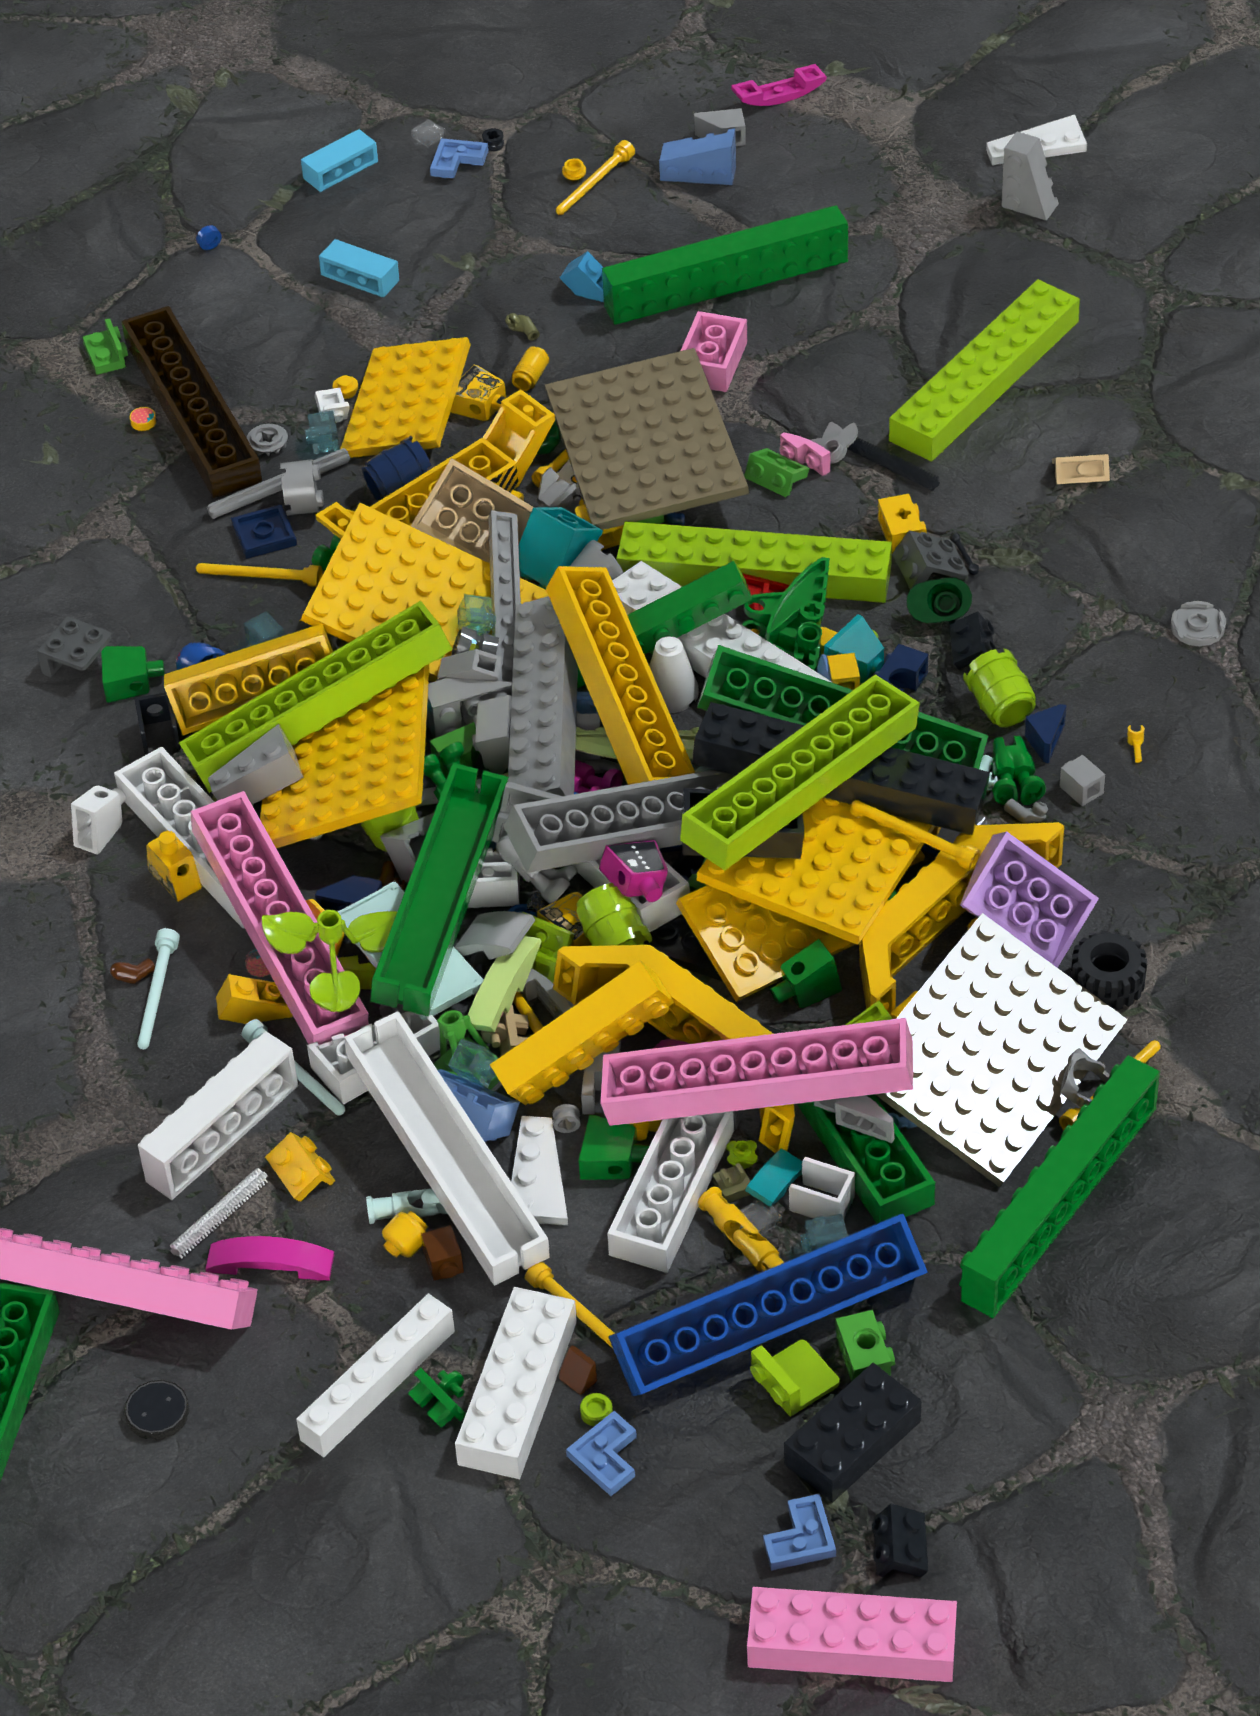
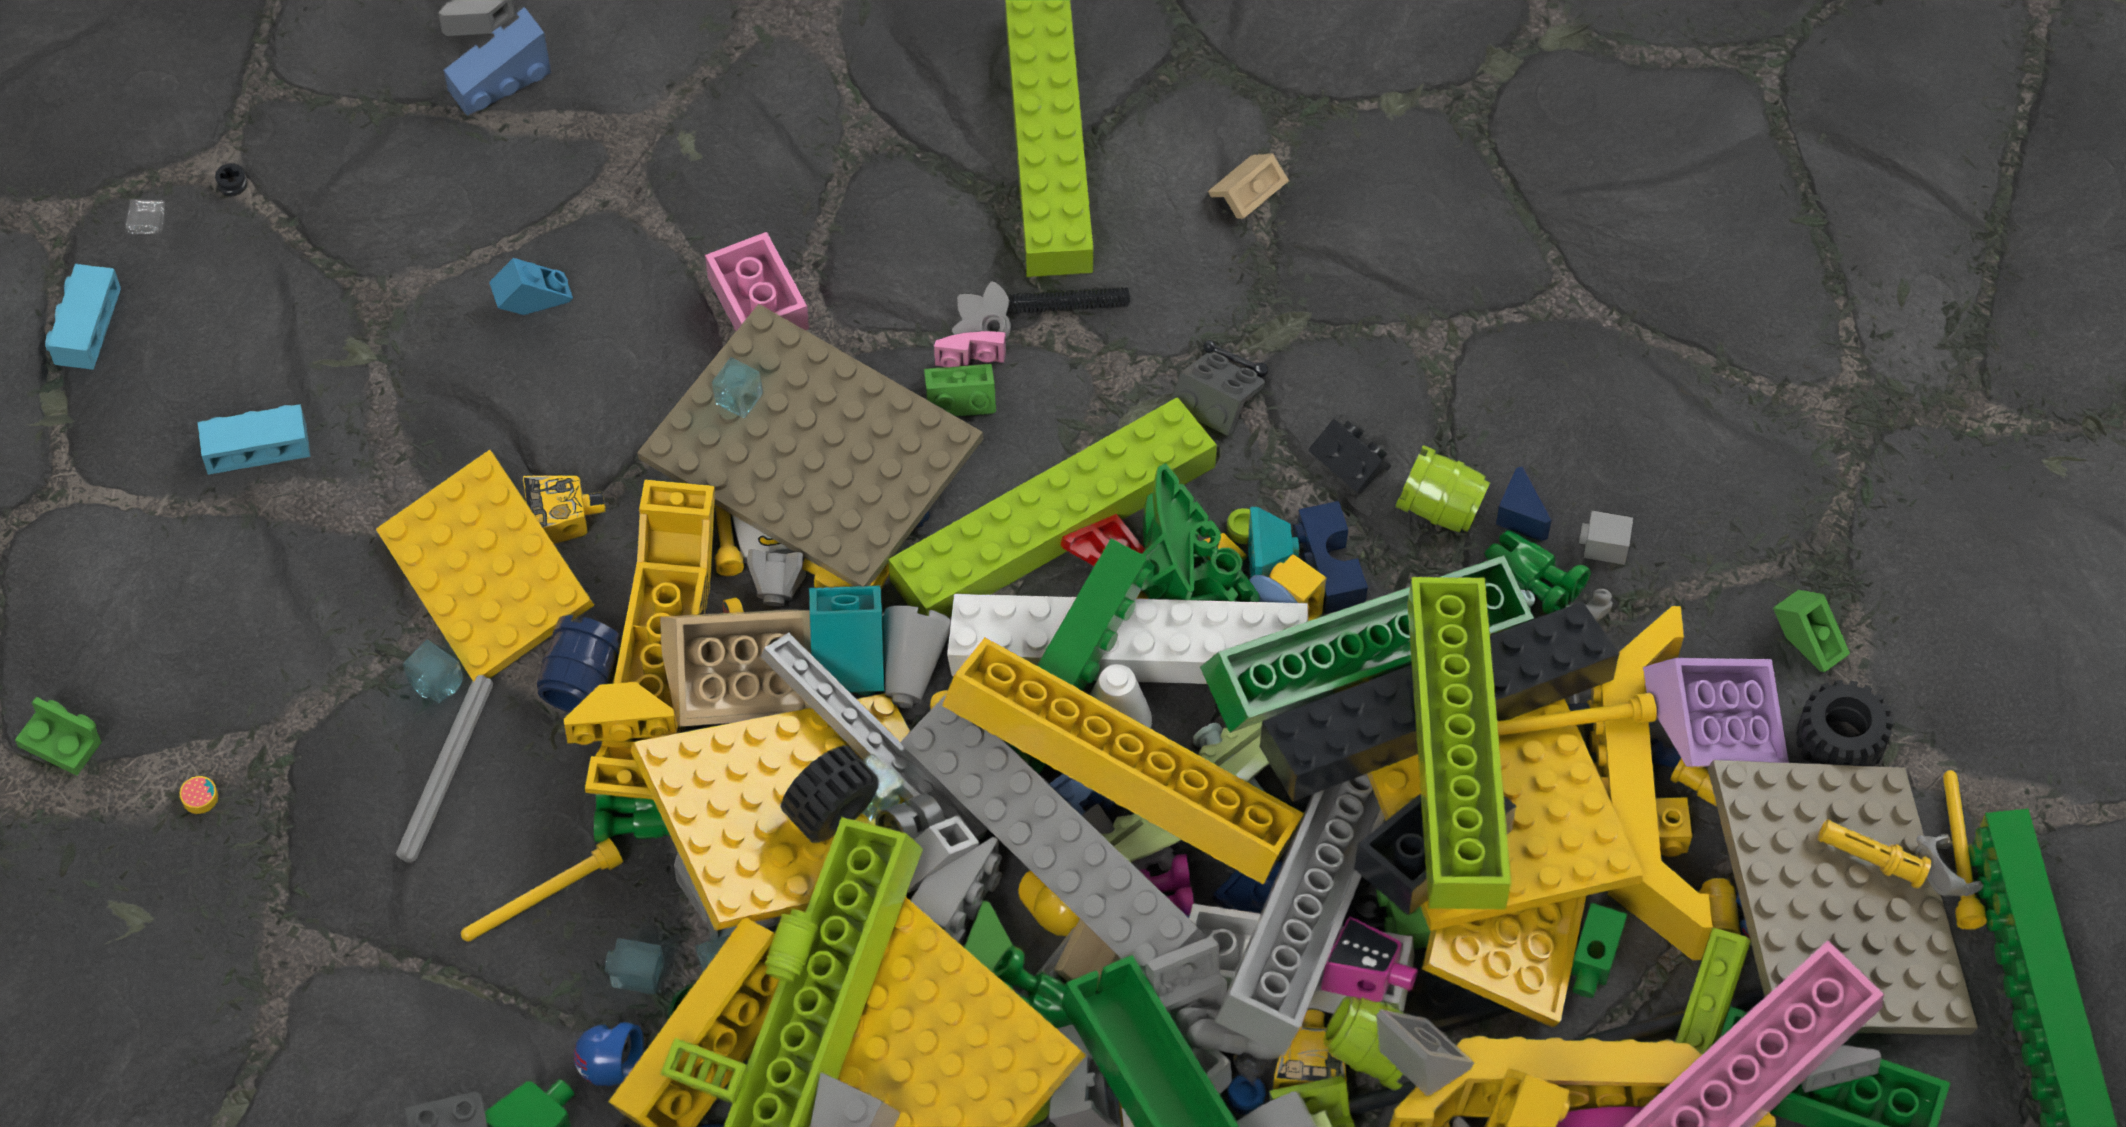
camera: 45 degrees left, 10 degrees up
(192, 402) = (245, 736): dark brown brick -> none
(208, 237) = (33, 513): blue tile -> none
(229, 699) = (736, 1081): none -> lime slope
(264, 531) = (489, 838): dark blue tile -> none
(269, 432) = (366, 711): light grey gear -> none
(300, 487) = (493, 758): light grey brick -> none
(325, 647) = (790, 946): none -> lime head
(332, 401) = (406, 631): white bracket -> none
(348, 386) = (392, 596): yellow plate -> none
(377, 492) = (619, 714): none -> yellow slope
(438, 585) = (827, 790): none -> black tyre
(453, 152) = (207, 226): medium blue plate -> none
(493, 732) = (1026, 905): light grey slope -> none
(522, 324) = (510, 388): olive arm -> none
(530, 368) = (577, 439): yellow head -> none
(574, 169) = (364, 161): yellow plate -> none
(613, 926) = (1420, 1051): none -> light grey slope
(622, 152) = (397, 106): yellow piece -> none
(626, 376) = (737, 387): none -> clear light blue brick
(725, 264) = (665, 181): green brick -> none
(897, 517) = (1146, 366): yellow brick -> none
(932, 948) = (1673, 826): none -> yellow brick
(939, 600) = (1284, 431): dark green piece -> none
(1041, 1044) = (1889, 858): none -> yellow pin
(1136, 740) = (1601, 456): yellow hand -> none
(1156, 910) = (1812, 628): none -> bright green slope
(1198, 623) = (1527, 286): light grey tile -> none

